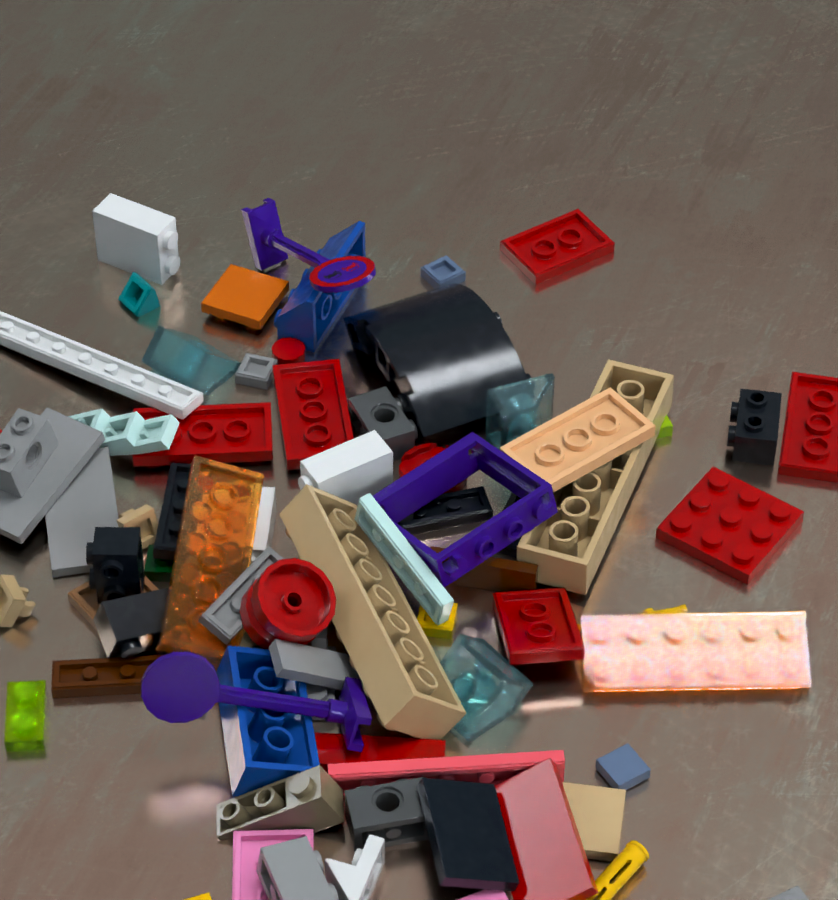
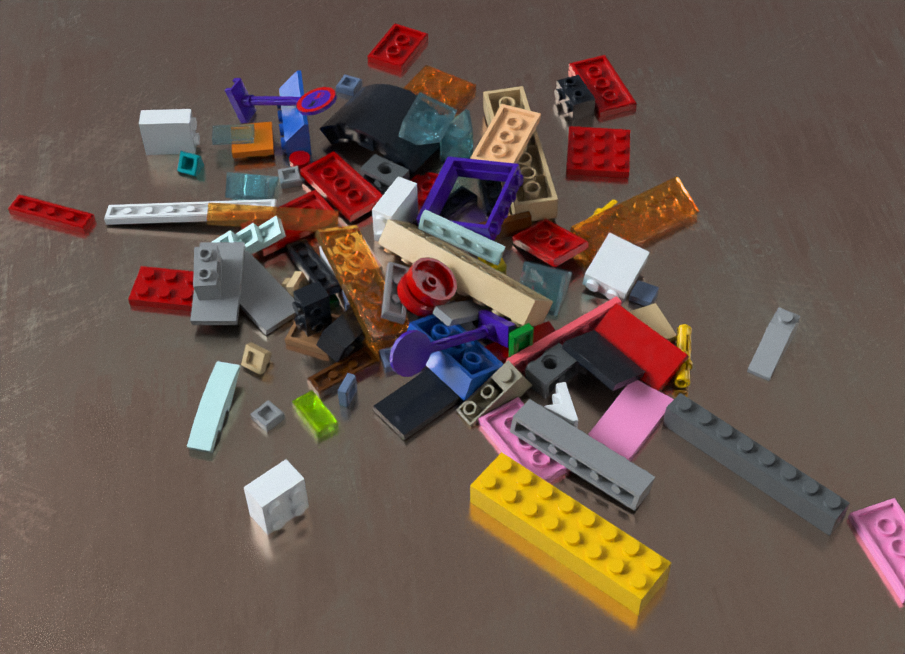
camera: 30 degrees left, 5 degrees up
(88, 702) = (347, 390): none -> sand blue tile
(168, 768) = (416, 404): none -> black tile
(195, 425) = (292, 218): none -> clear orange tile
(221, 277) = (233, 134): none -> clear light blue tile
(364, 743) = (520, 339): none -> green tile
(474, 364) = (426, 121): none -> clear light blue slope
(559, 335) = (441, 87): none -> clear orange plate
(598, 709) = (615, 268): none -> white brick

